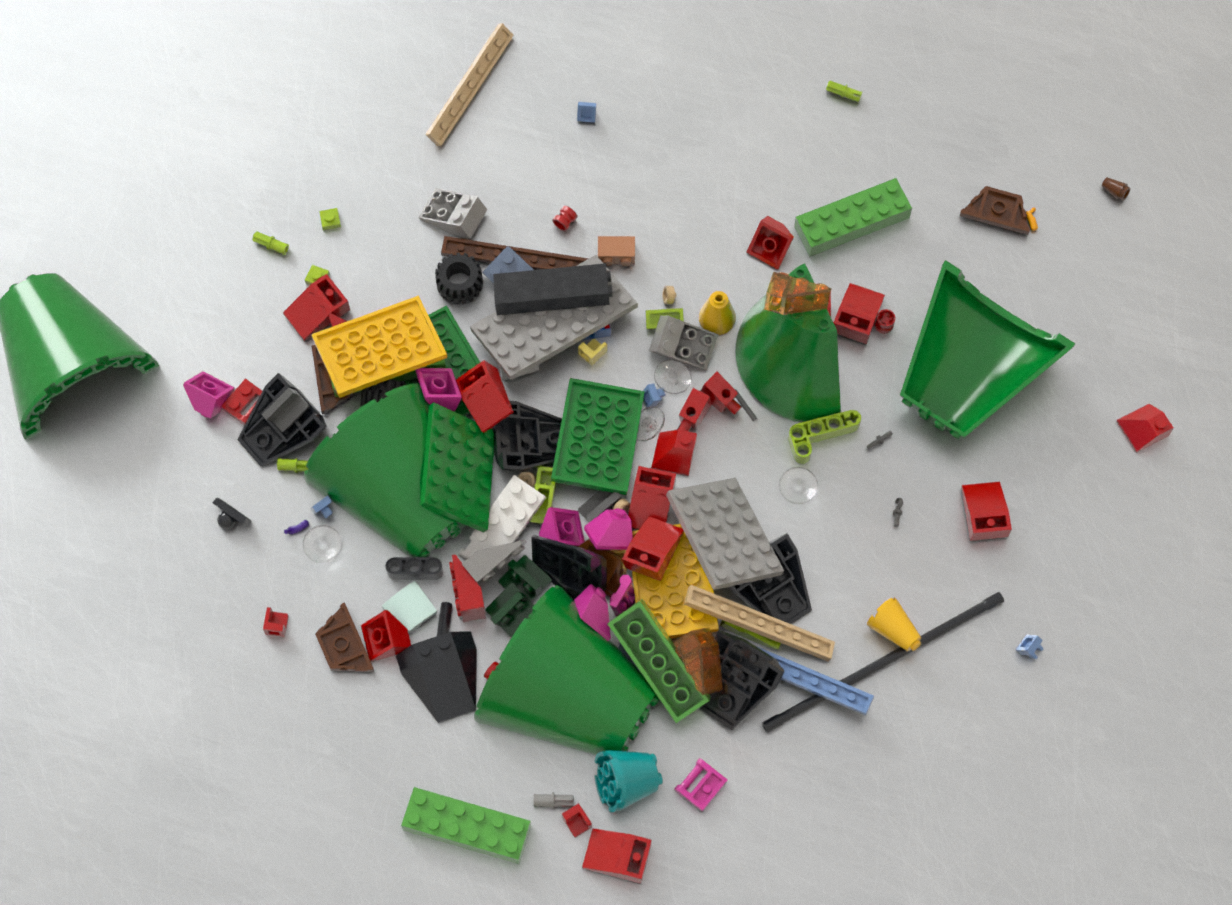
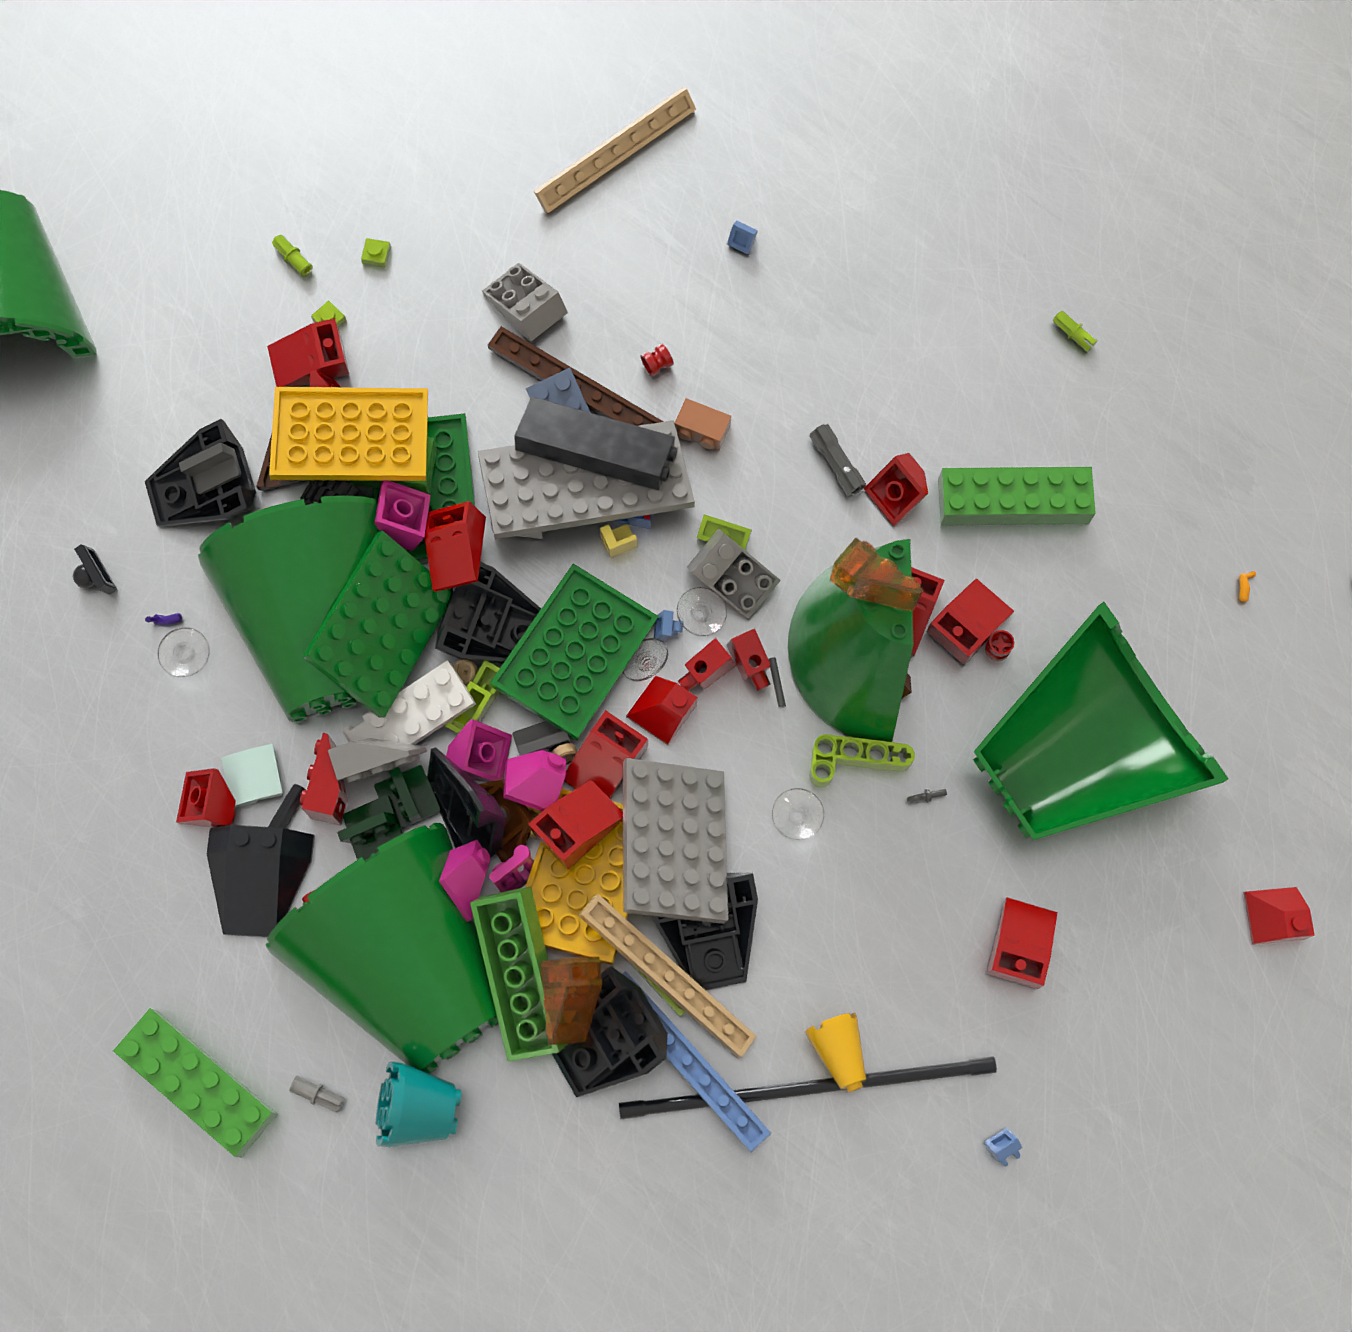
camera: 20 degrees right, 5 degrees up
(207, 393) = (133, 411): dark pink slope -> none
(240, 400) = (170, 434): red plate -> none
(275, 623) = (84, 727): red panel -> none
(292, 465) = (189, 537): lime axle -> none
(322, 506) = (205, 605): medium blue tile -> none
(343, 644) = (152, 787): reddish brown wing -> none
(406, 563) = (269, 721): black beam -> none
(454, 265) = (494, 367): black tyre -> none
(576, 820) = (333, 1132): red panel -> none
(617, 854) = (362, 1200): red slope -> none
(668, 294) = (743, 505): tan tile -> none
(706, 788) = (512, 1159): dark pink plate -> none
(717, 314) = (792, 555): yellow cone -> none
(730, 246) = (828, 445): none -> dark grey axle
(897, 512) = (909, 899): dark grey hand -> none
(998, 209) = (1207, 557): reddish brown wing -> none

